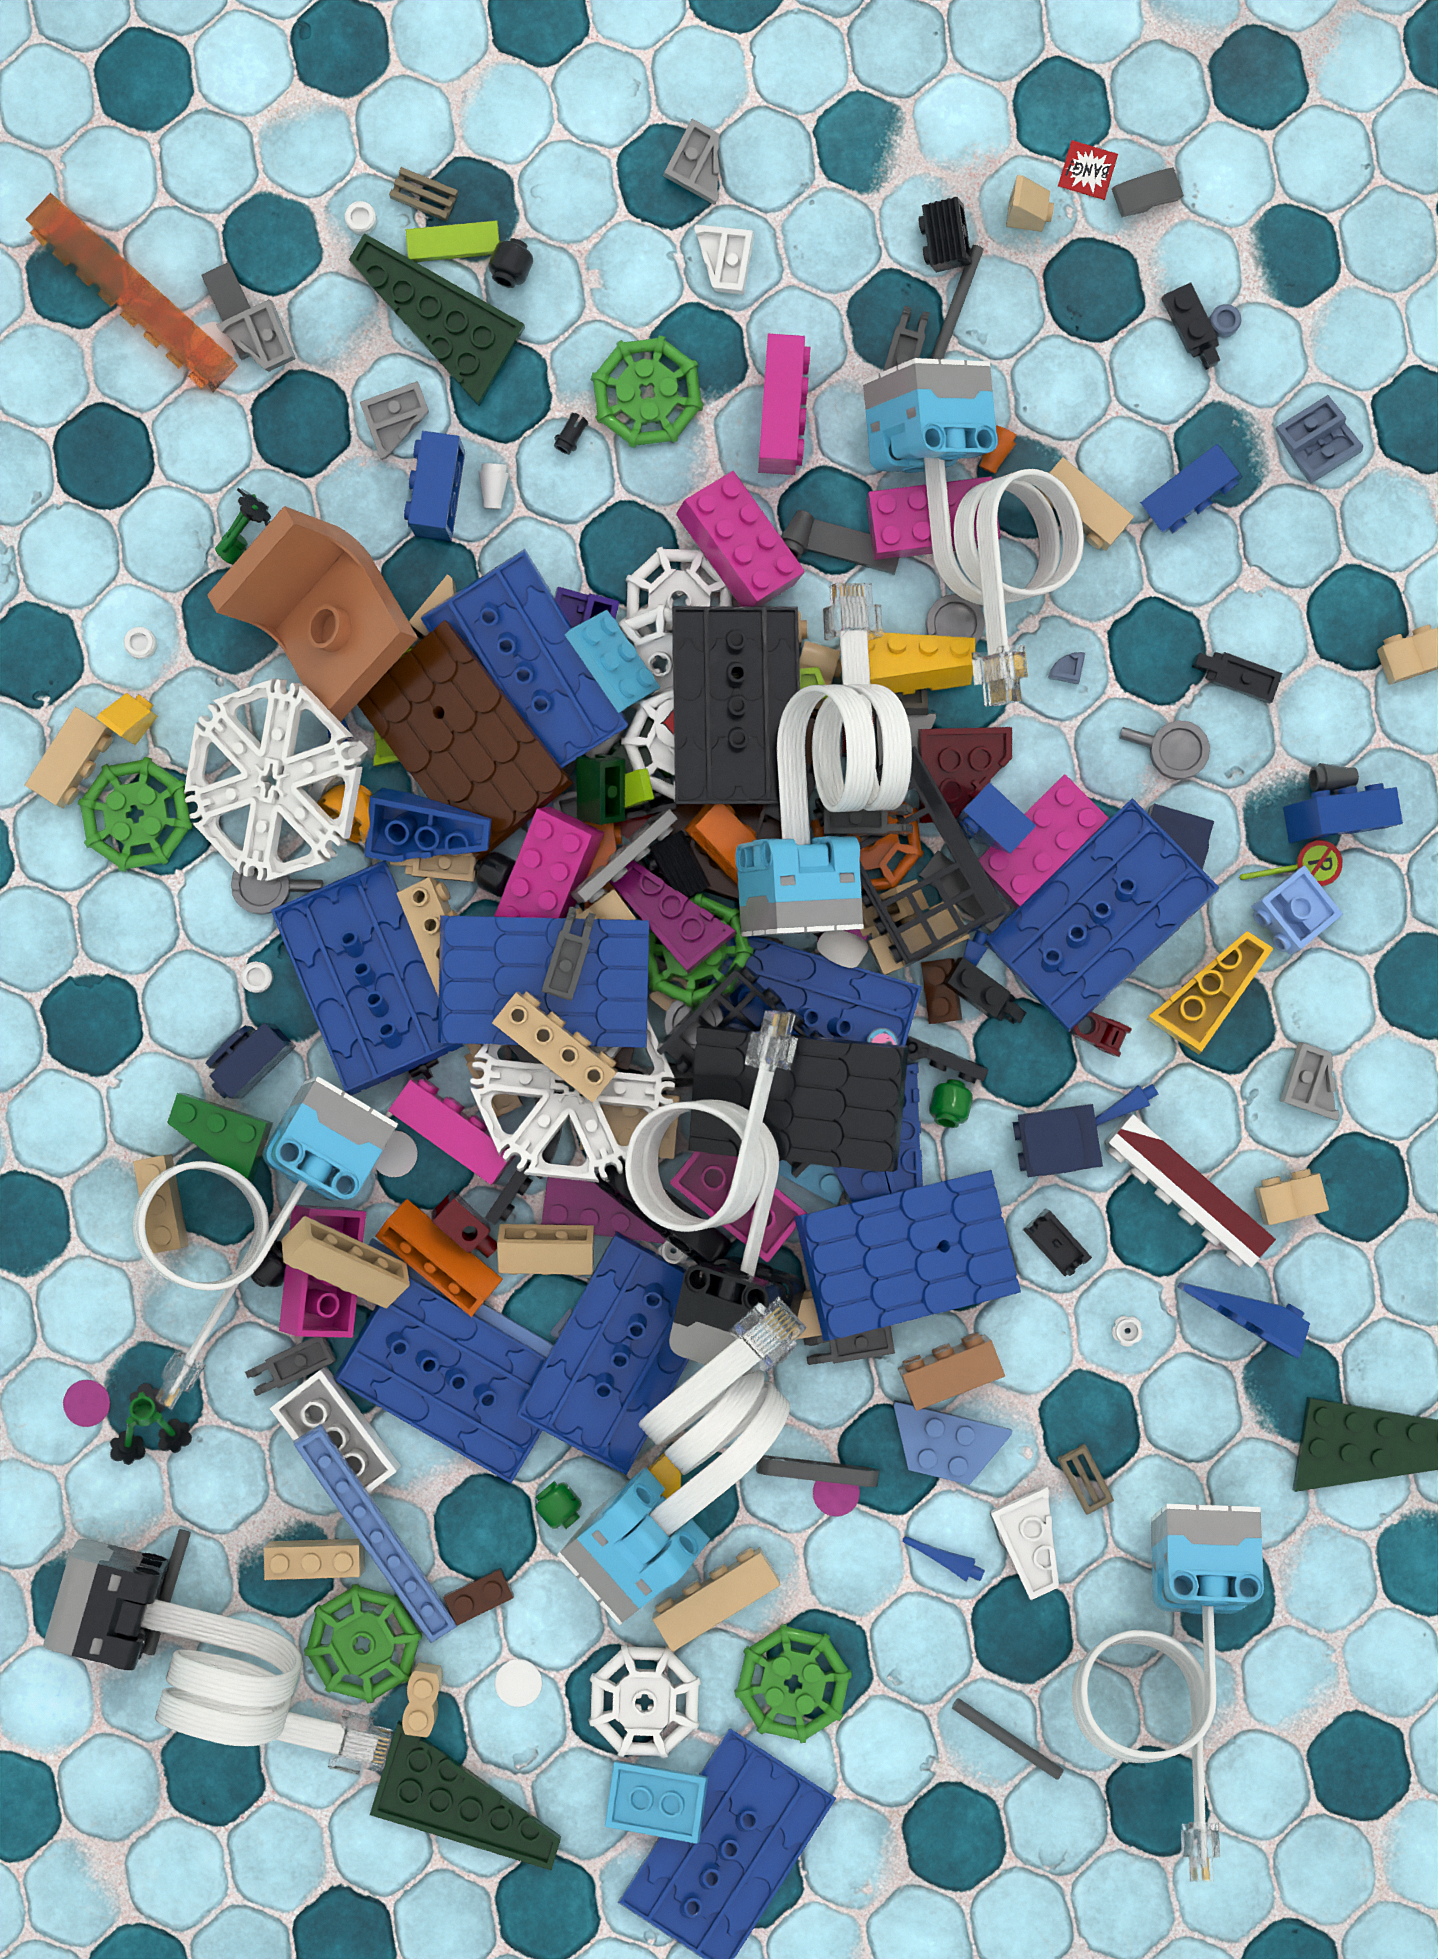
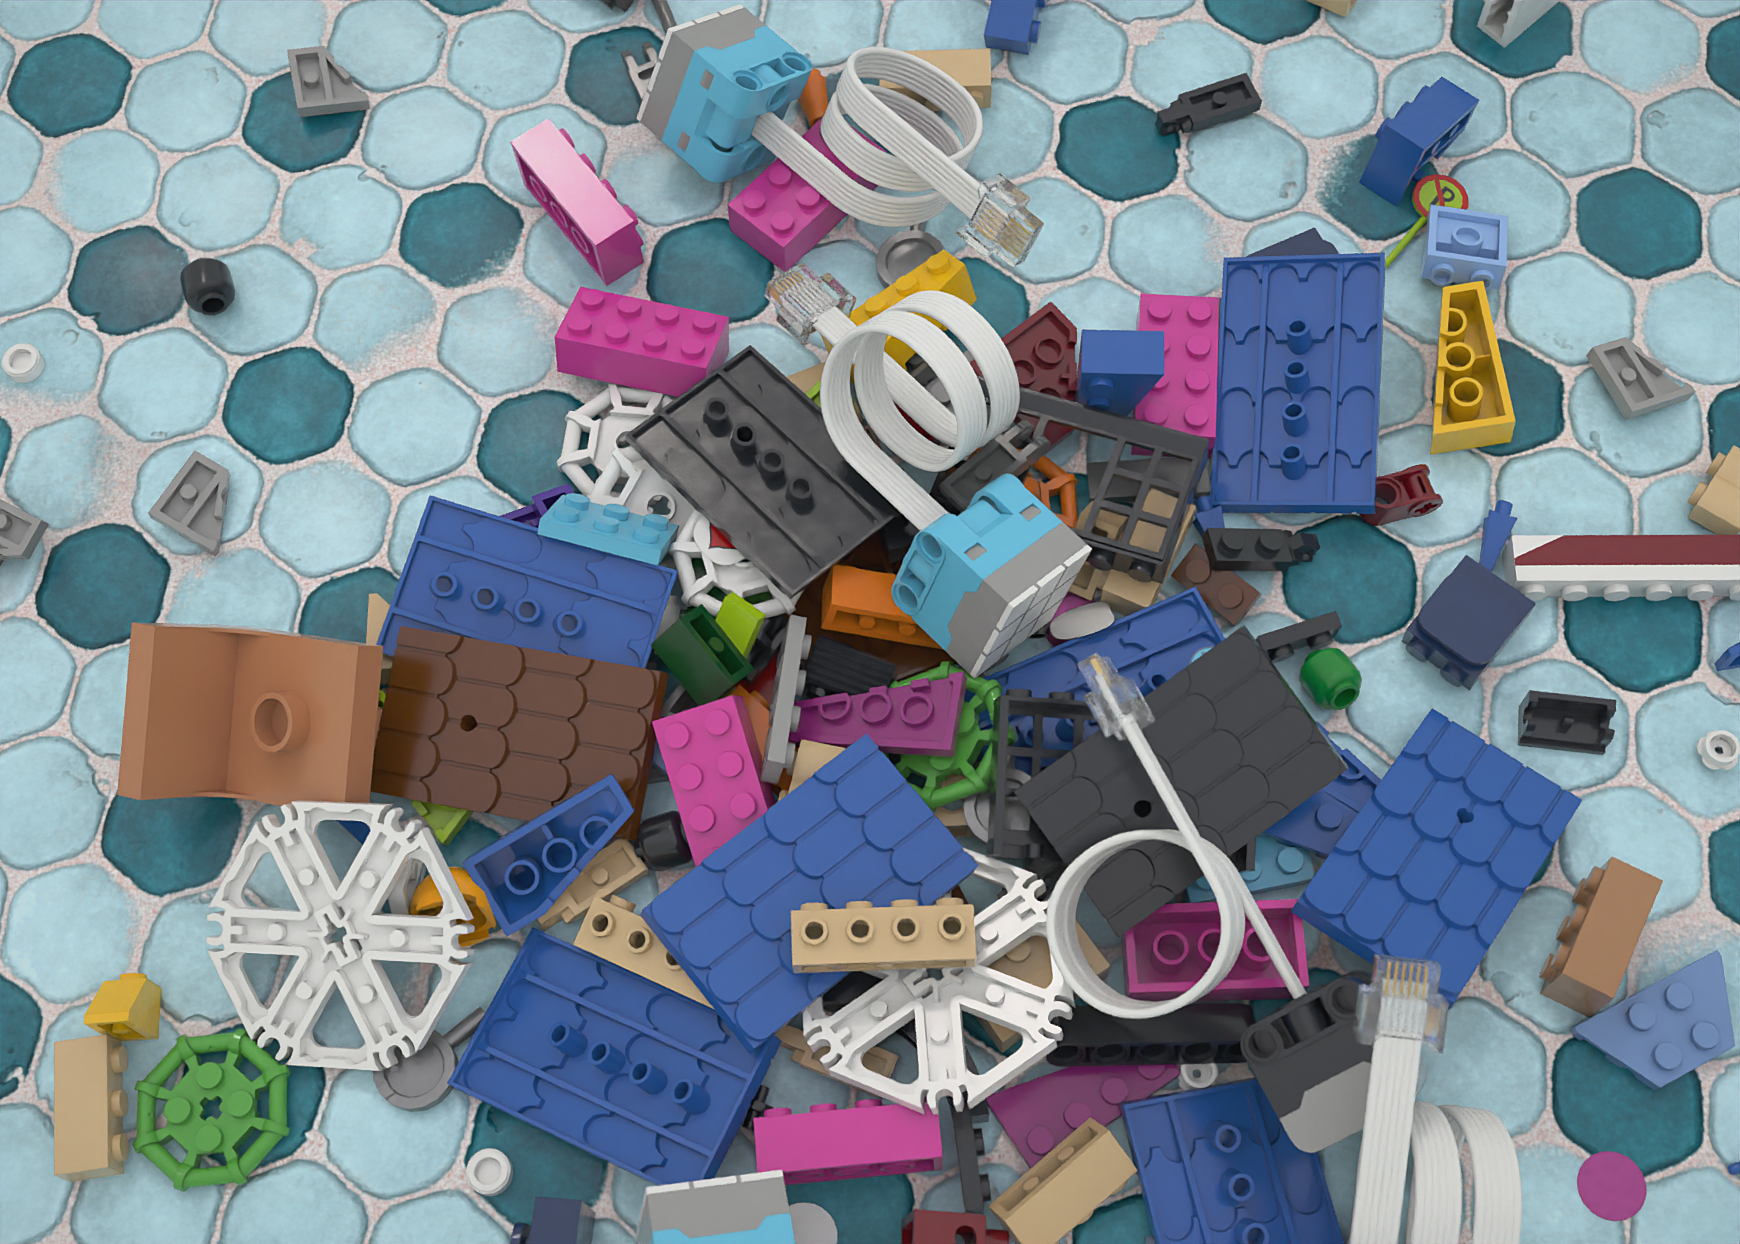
camera: 35 degrees left, 20 degrees down
(140, 643) = (84, 927): white tile -> none
(233, 543) = (102, 687): plant -> none
(428, 183) = (72, 292): dark tan tile -> none
(435, 485) = (288, 524): blue brick -> none
(452, 241) = (133, 315): lime tile -> none
(454, 325) = (190, 381): dark green wing -> none
(493, 484) = (348, 483): white cone -> none
(568, 958) = (816, 836): dark grey hinge -> none
(569, 435) = (392, 391): black pin -> none
(641, 374) = (431, 278): bright green plate -> none
(726, 256) = (415, 135): white wing -> none
(798, 533) = (690, 295): dark grey cone -> none
(818, 1471) = (1581, 1168): dark grey beam -> none
(848, 546) = (744, 280): dark grey tile -> none
(853, 1347) = (1479, 1002): dark grey hinge -> none
(1068, 668) = (1055, 220): sand blue tile -> none
(1176, 749) = (1215, 207): flat silver piece -> none
(1332, 777) = (1369, 120): dark grey cone -> none

